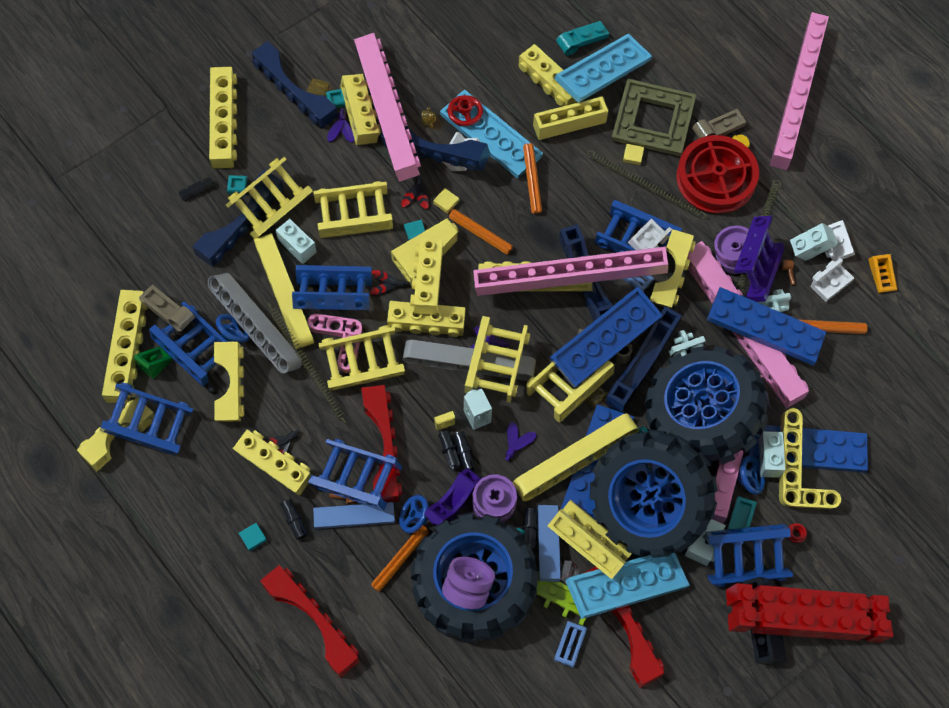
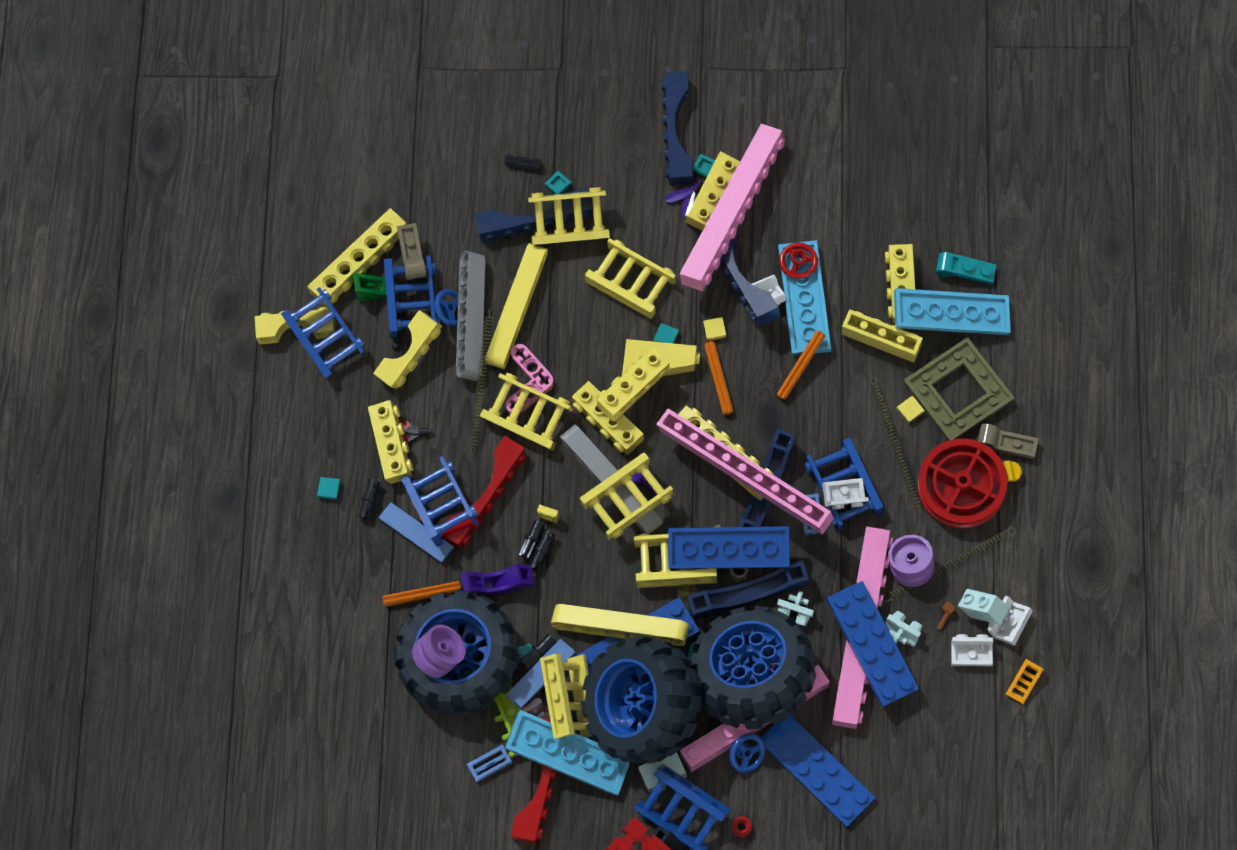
camera: 50 degrees right, 5 degrees up
(221, 90) = (572, 132): light yellow brick -> none
(283, 589) = (315, 624): red arch -> none
(296, 241) = (560, 271): light aqua brick -> none
(318, 87) = (696, 145): clear yellow tile -> none
(332, 275) = (561, 320): blue fence -> none
(389, 283) = (606, 365): piece -> none
(416, 191) = (698, 302): piece -> none
(416, 514) = (460, 568): blue piece -> none
(428, 117) = (765, 242): clear yellow plate -> none
(477, 408) = (578, 524): light aqua brick -> none
(494, 488) = (540, 606): medium lavender wheel -> none
(516, 443) = (589, 577): dark purple piece -> none
(678, 246) = (860, 521): light yellow arch -> none
(742, 513) = (711, 777): teal tile -> none
(764, 267) = (923, 597): dark purple fence -> none
(771, 454) = (774, 748): light aqua brick -> none
(796, 469) = (784, 775): light yellow beam -> none
(799, 91) = (1111, 464): bright pink brick -> none
(838, 327) = (934, 689): orange axle -> none

